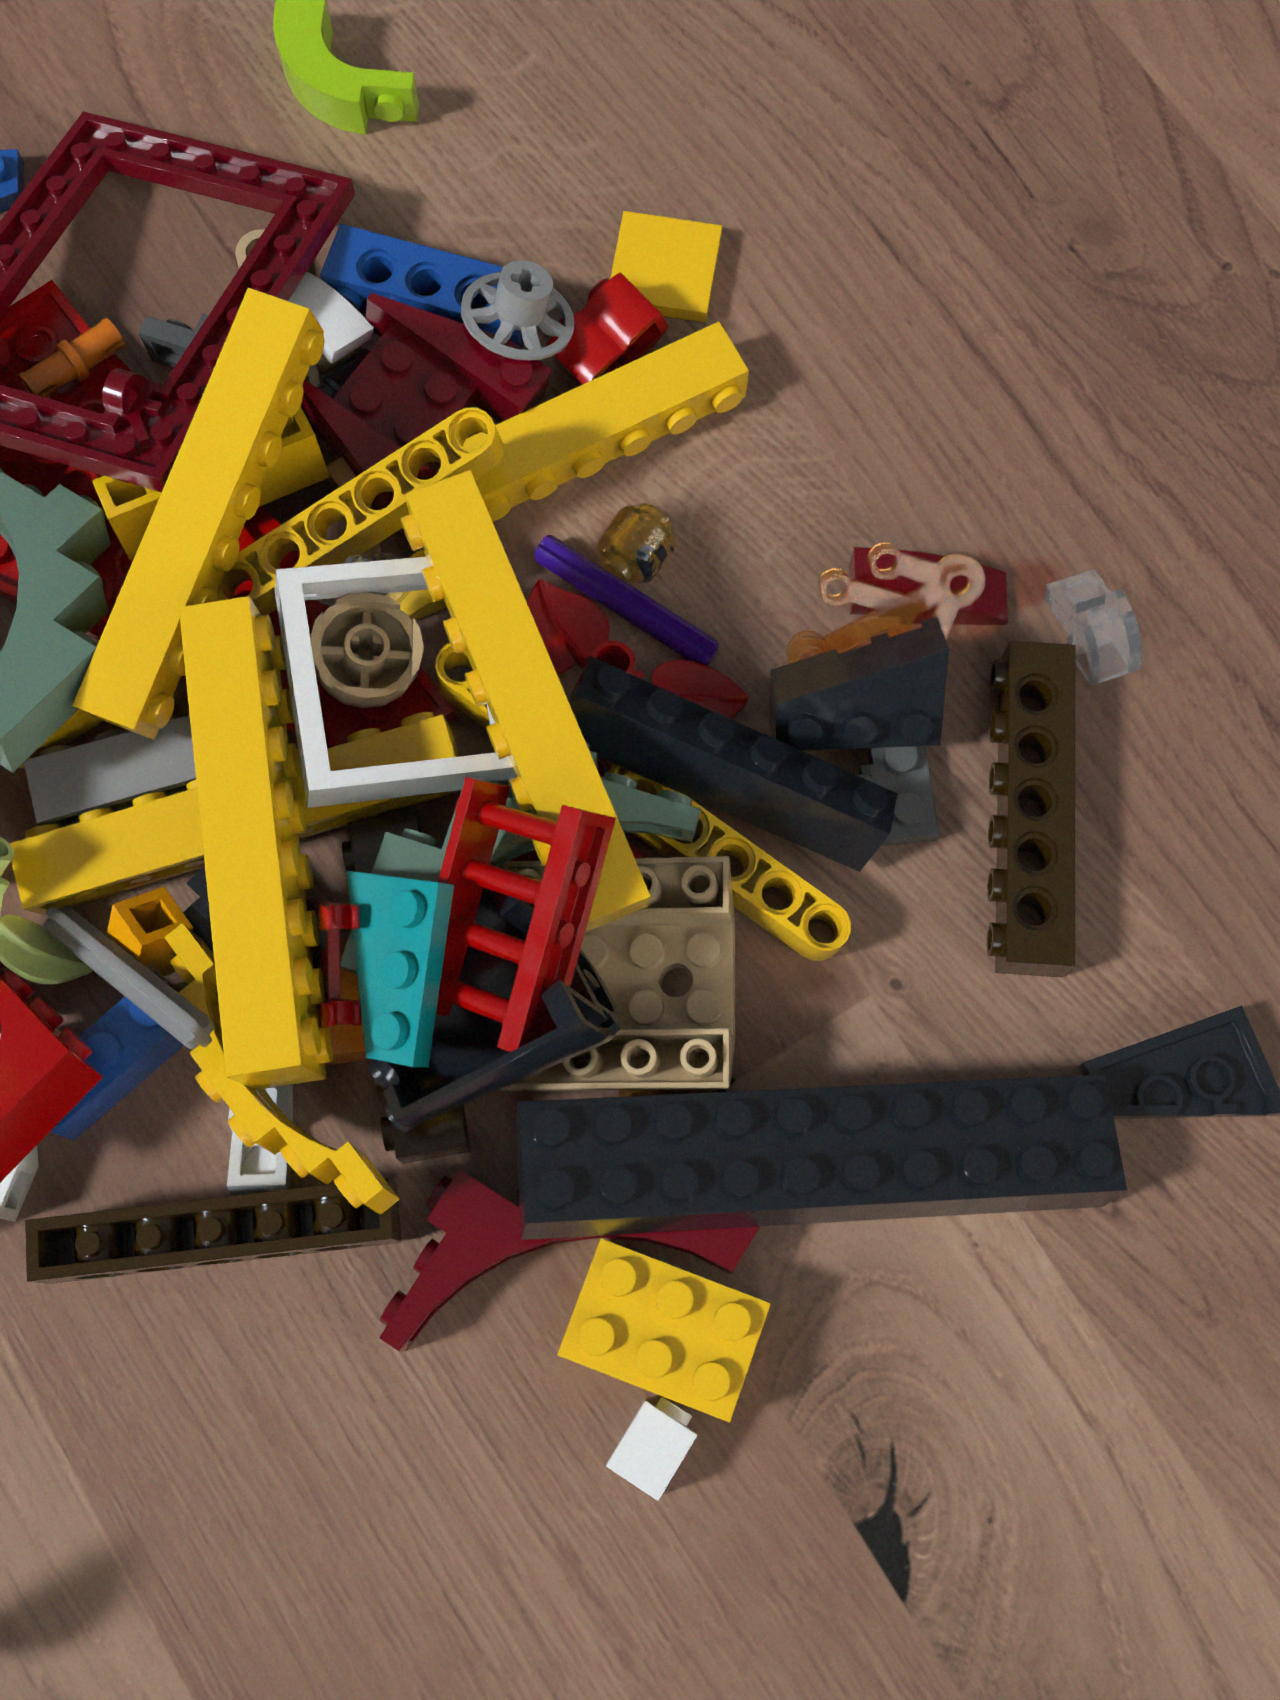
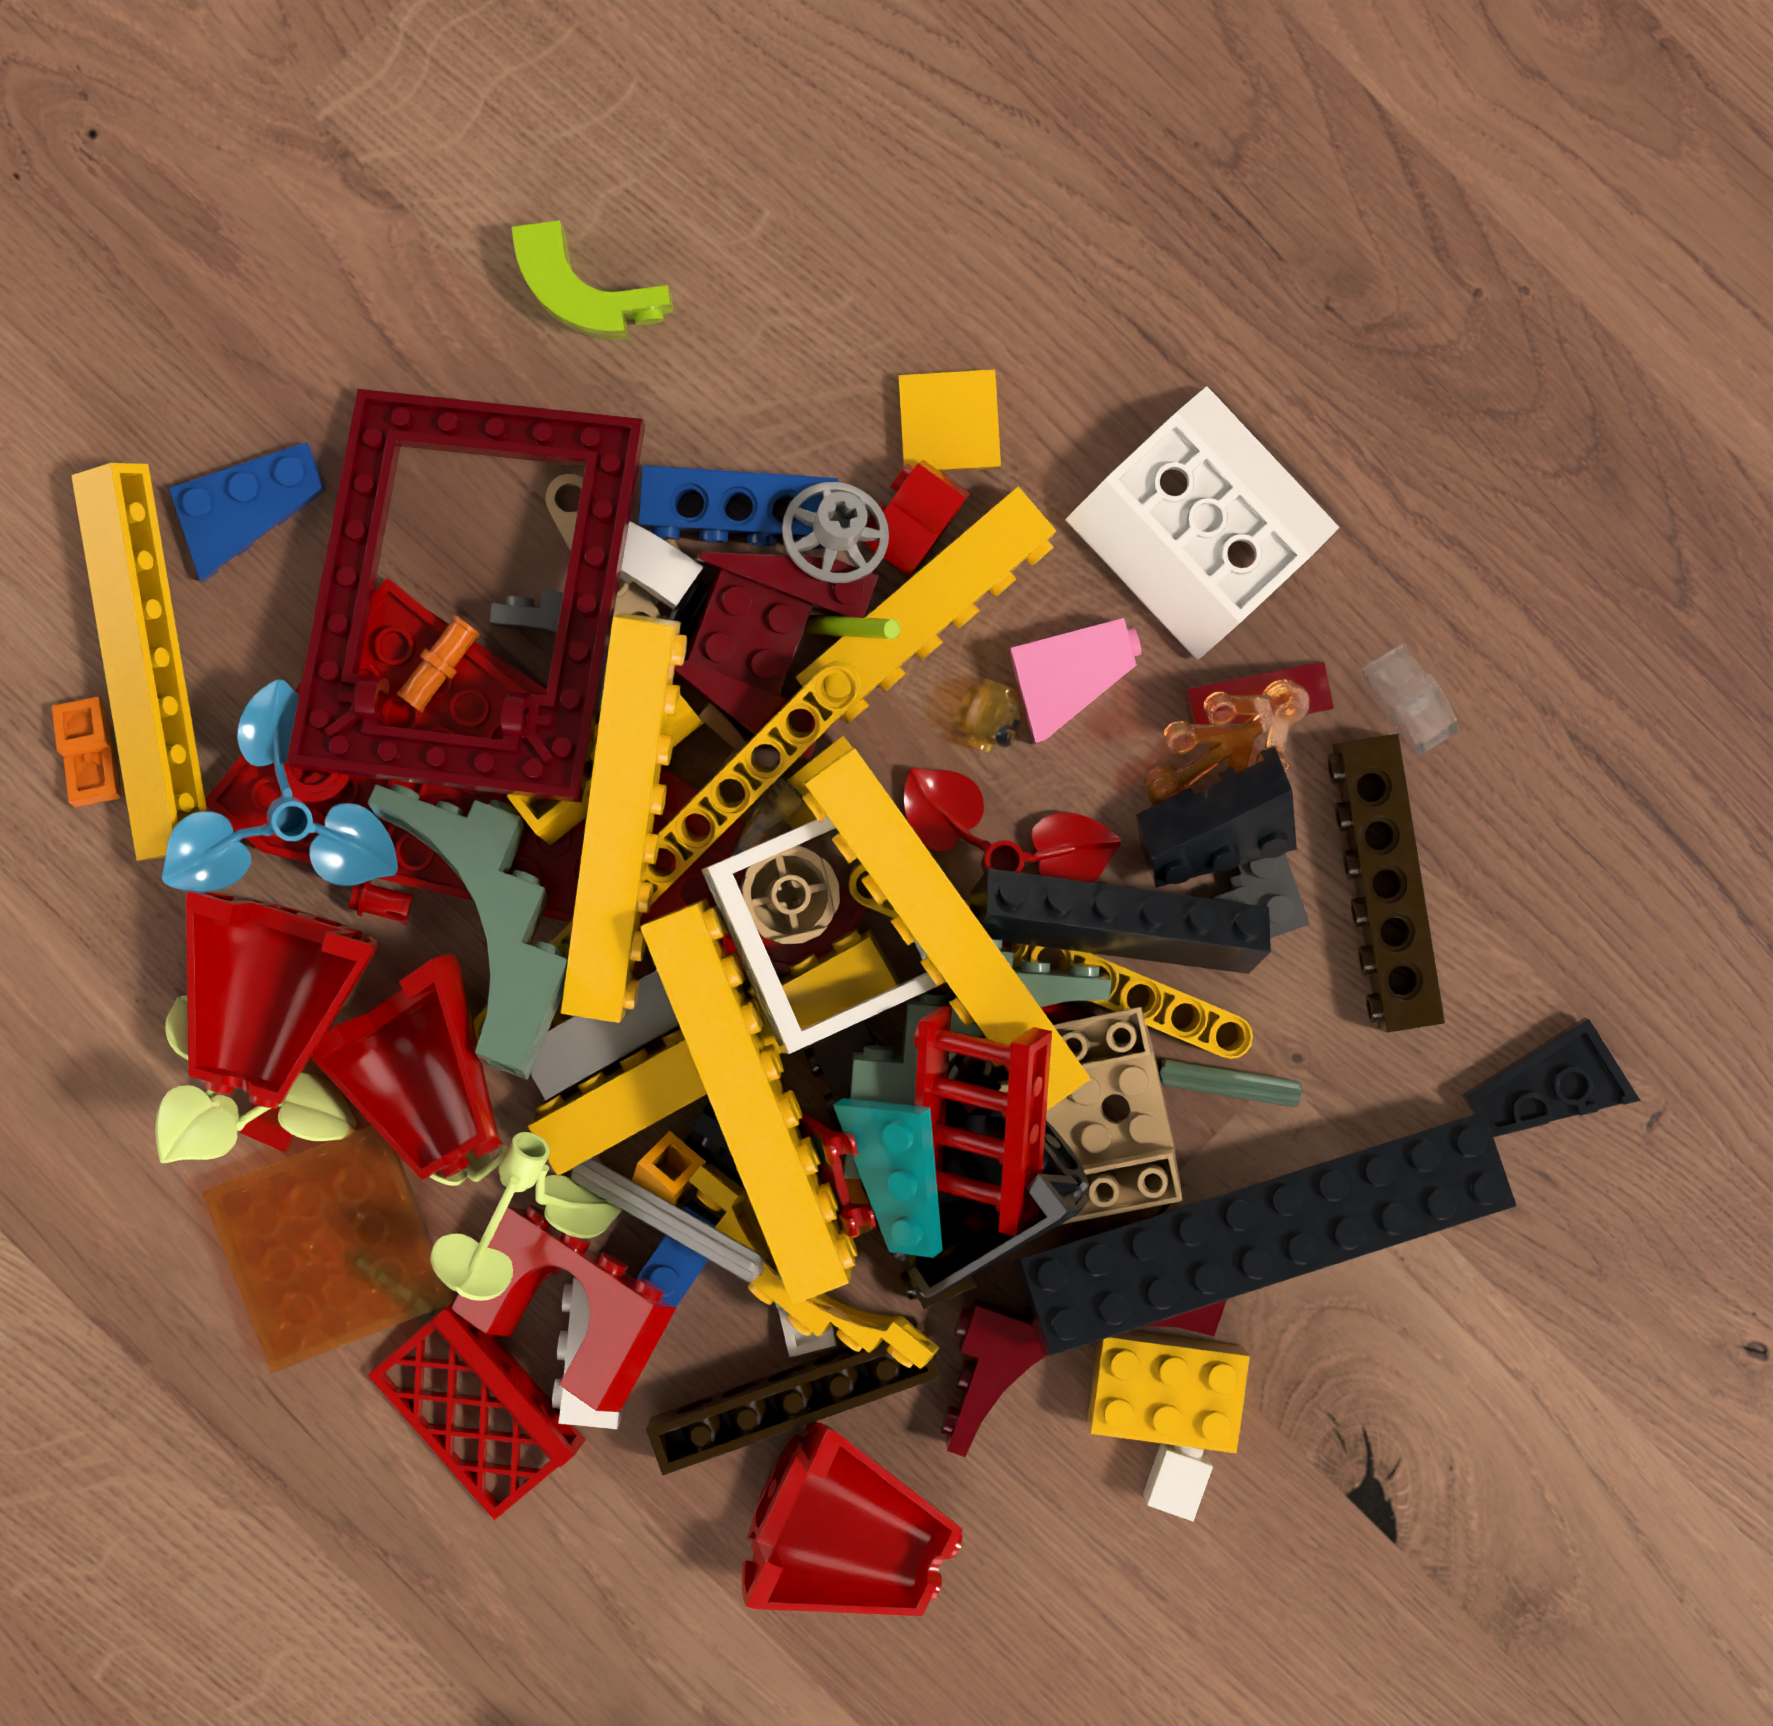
camera: 10 degrees left, 15 degrees up
(231, 1419) = (843, 1534): none -> red cone
(521, 401) = (852, 627): none -> lime bar
(626, 600) = (991, 768): dark purple axle -> none
(734, 518) = (1070, 671): none -> bright pink slope
(814, 990) = (1230, 1083): none -> sand green axle
(869, 410) = (1177, 546): none -> white slope

